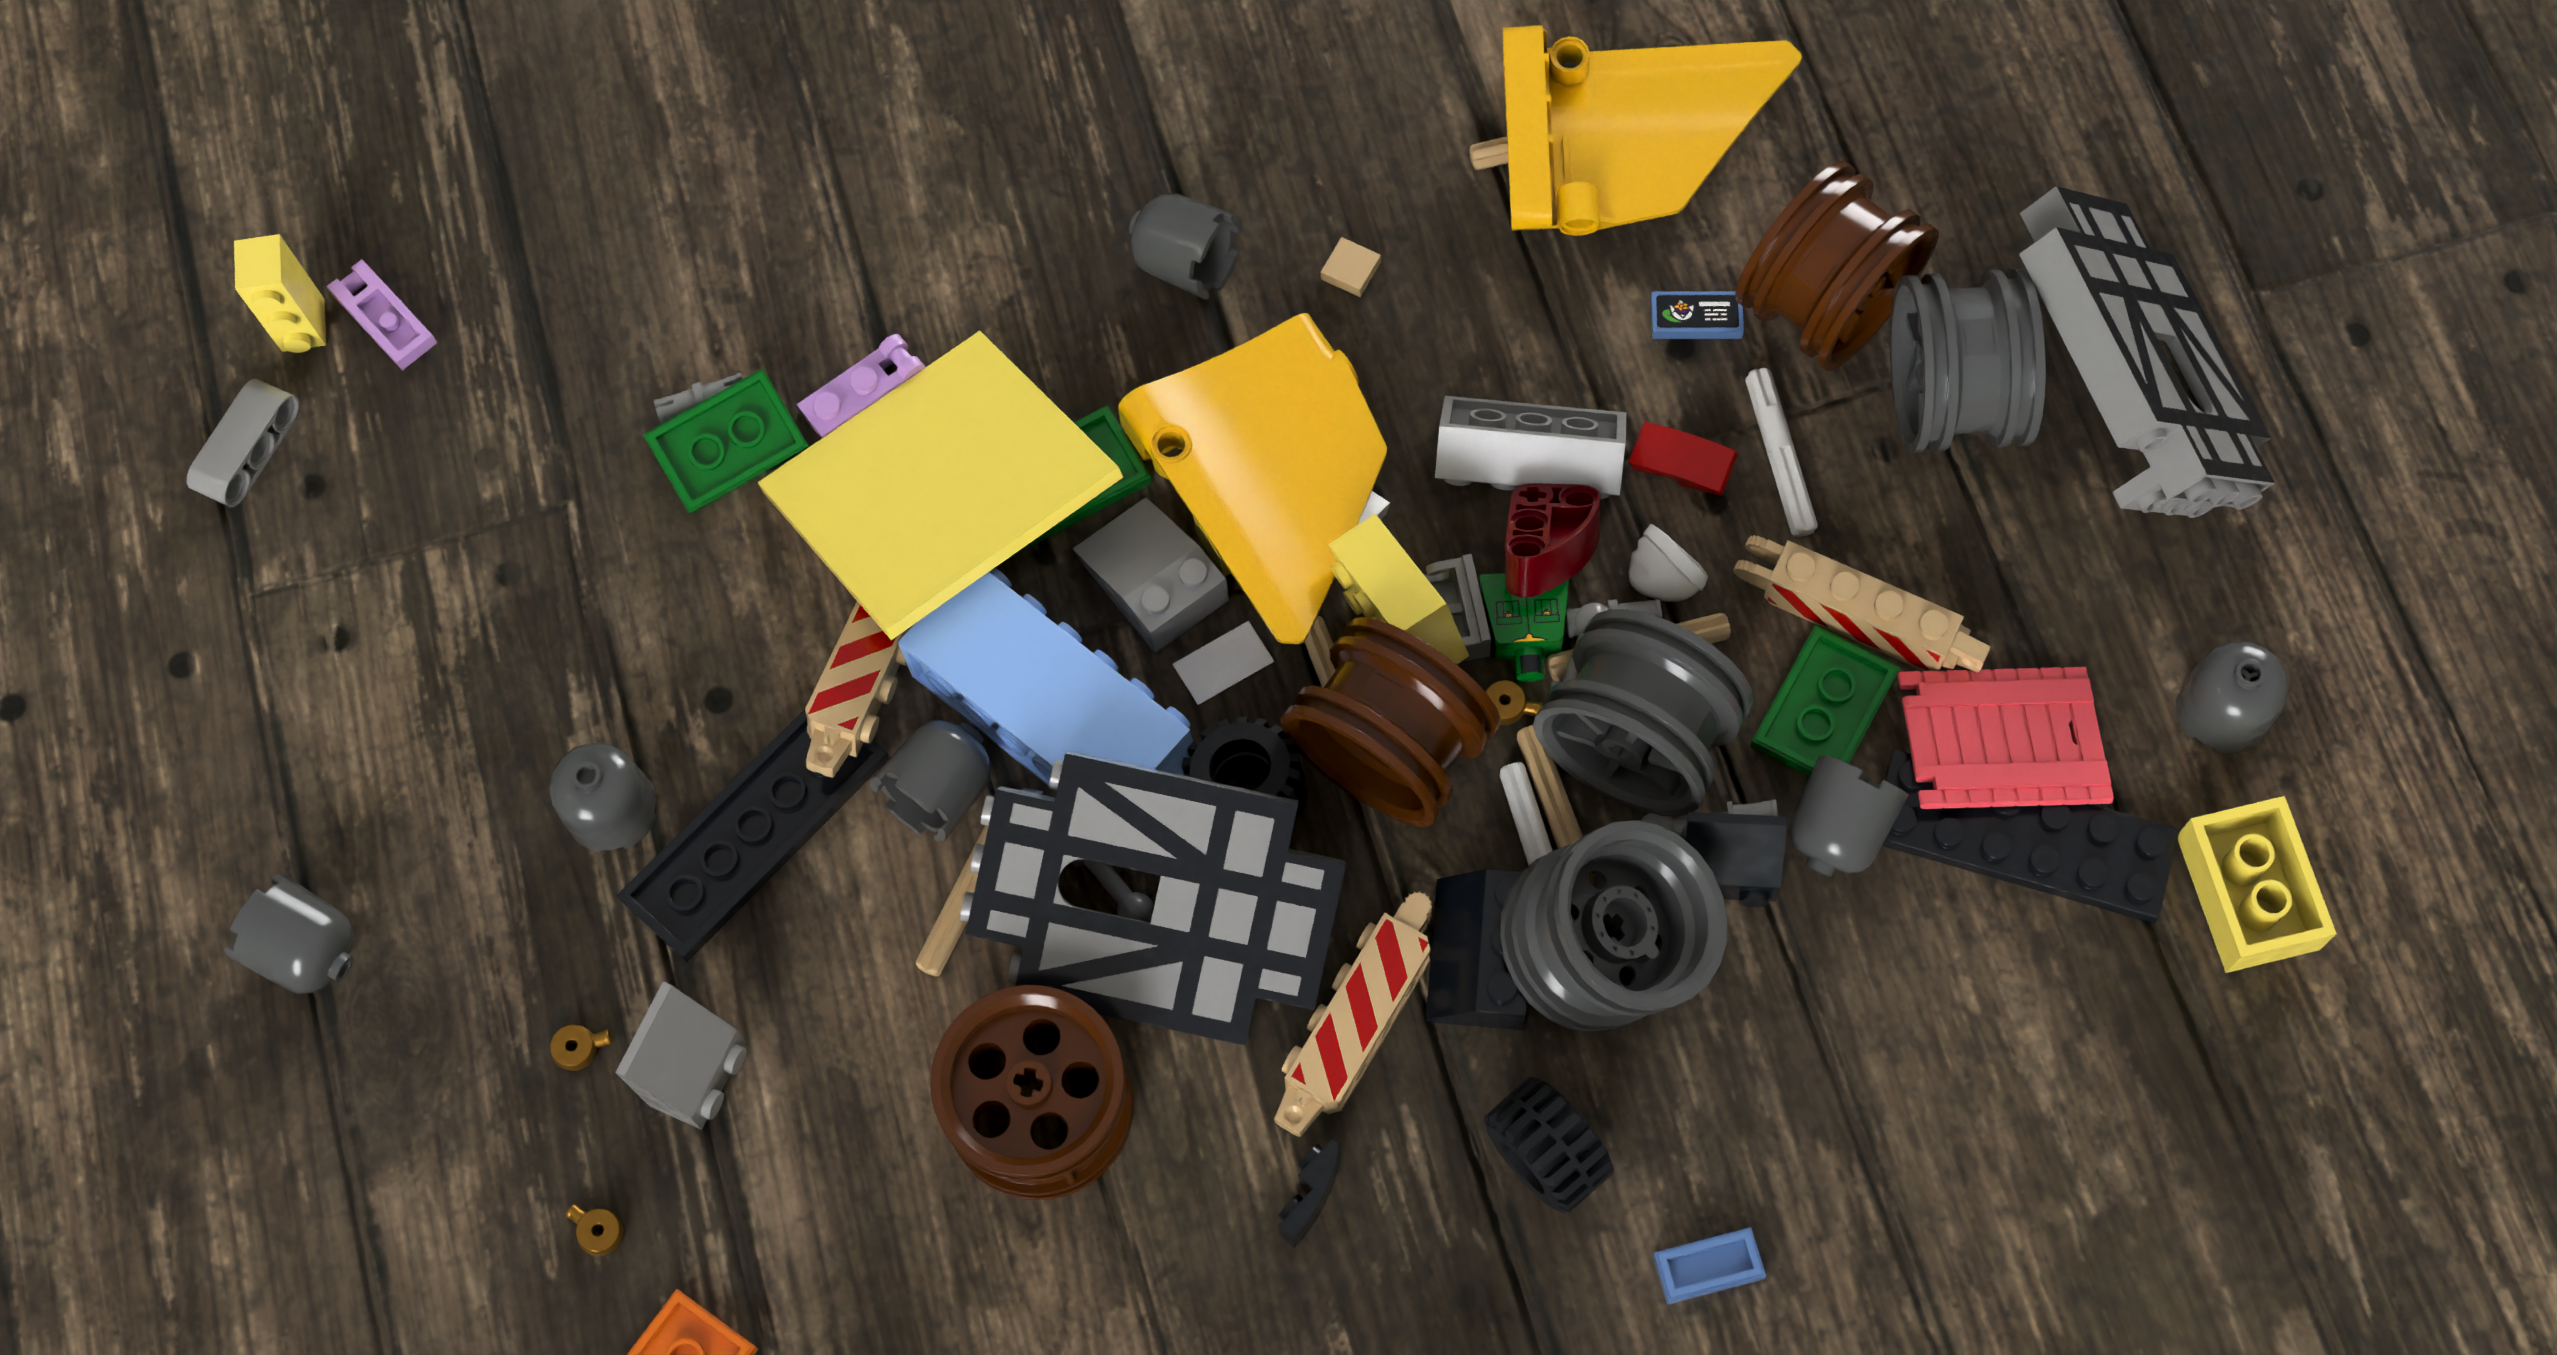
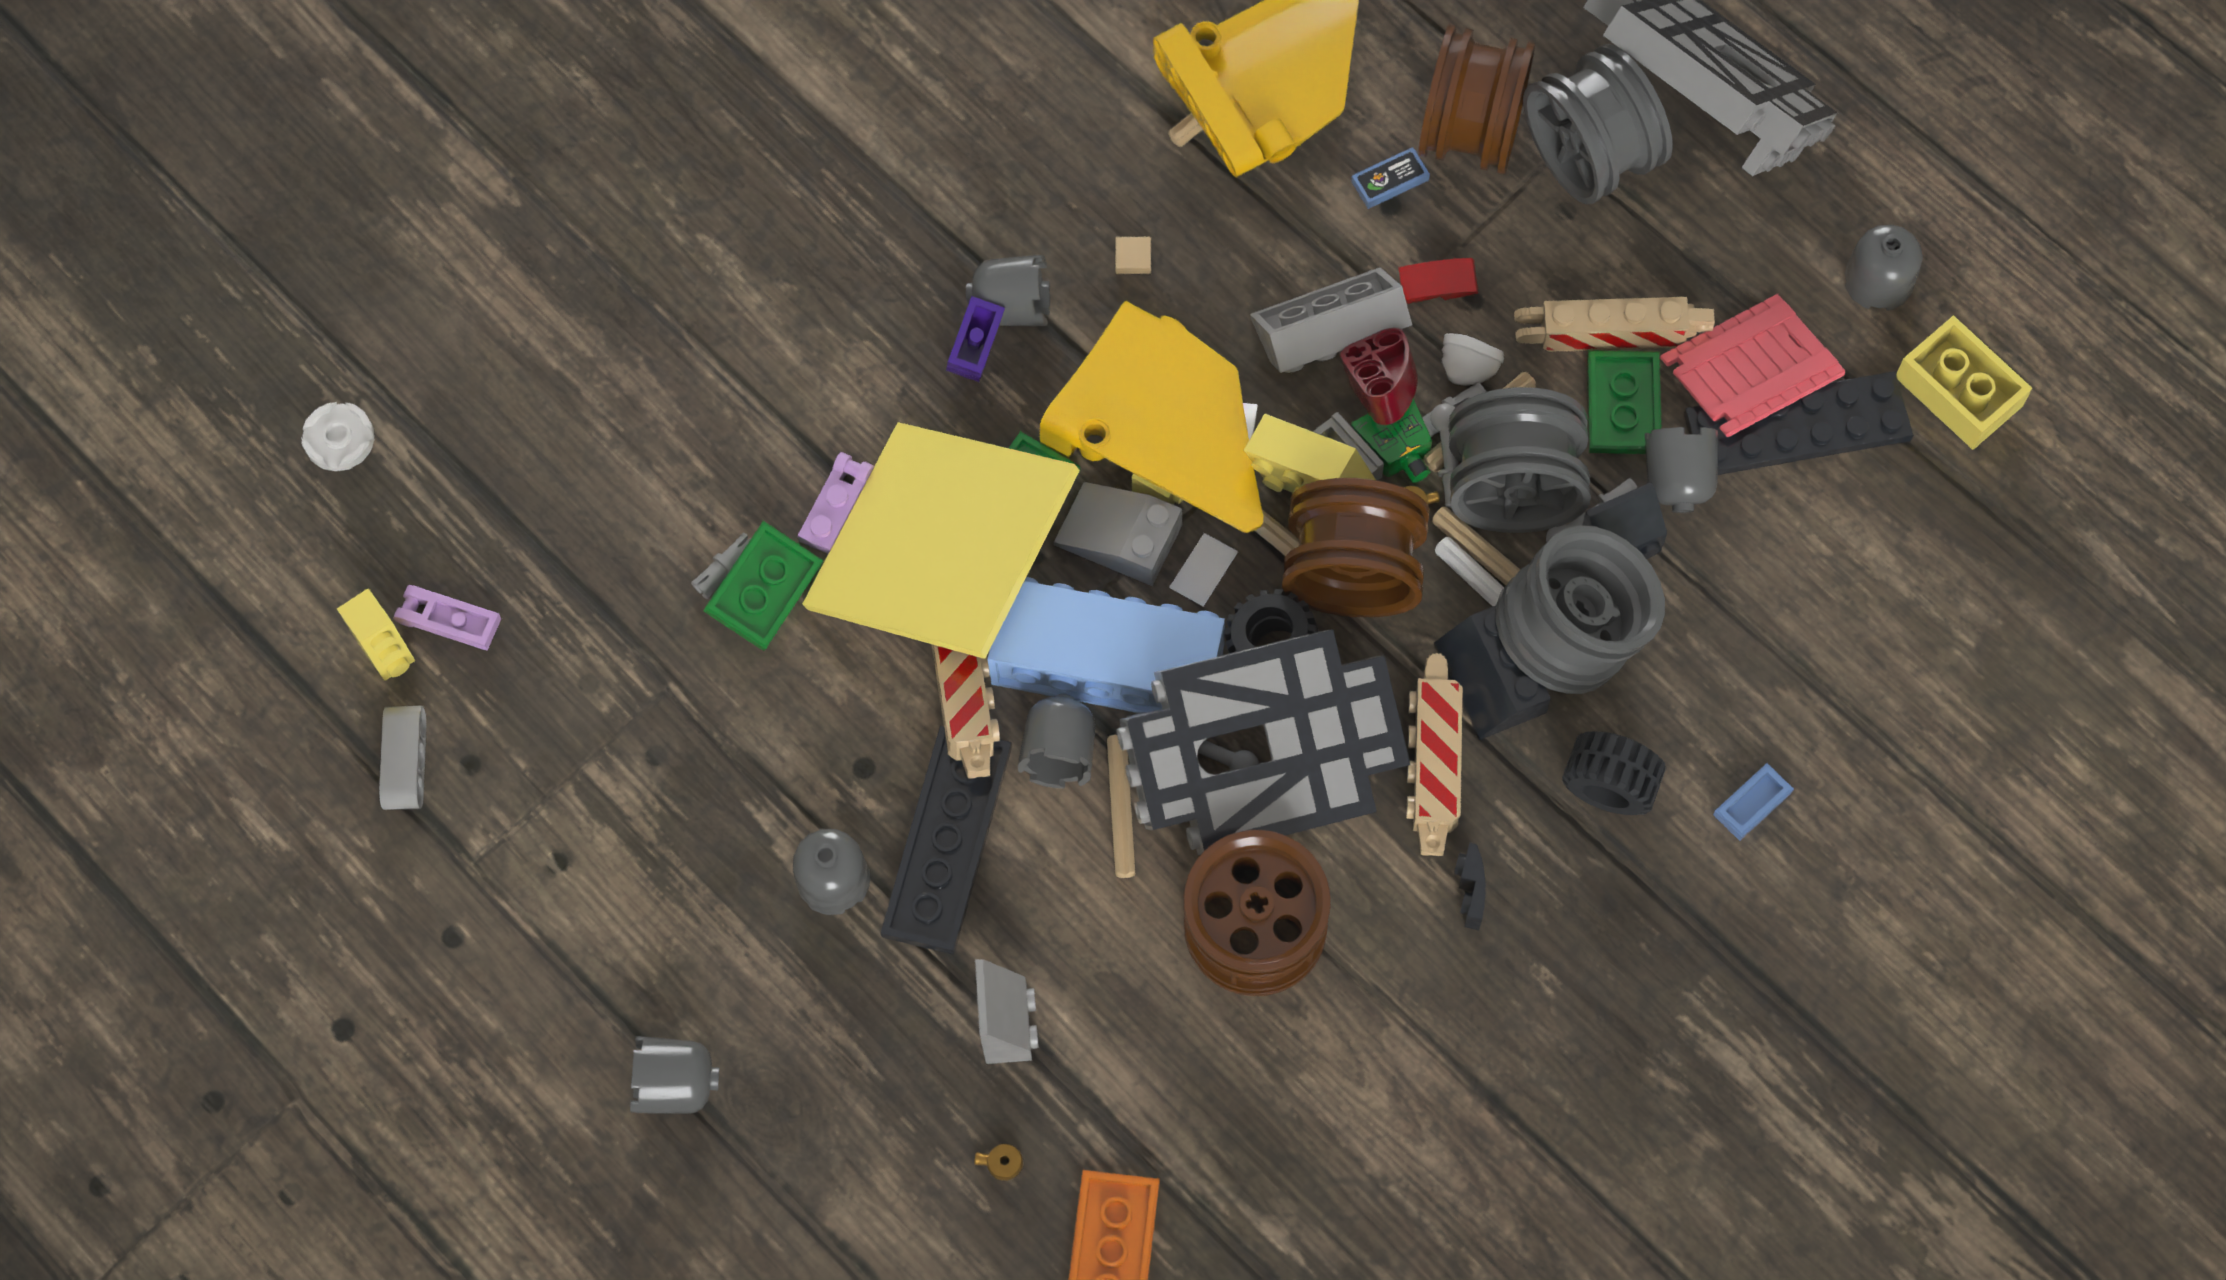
camera: 30 degrees left, 0 degrees up
(392, 67) = (338, 436): none -> white tile
(586, 1046) = (914, 1042): pearl gold piece -> none
(1110, 276) = (975, 339): none -> dark purple slope
(1781, 452) = (1500, 244): white axle -> none

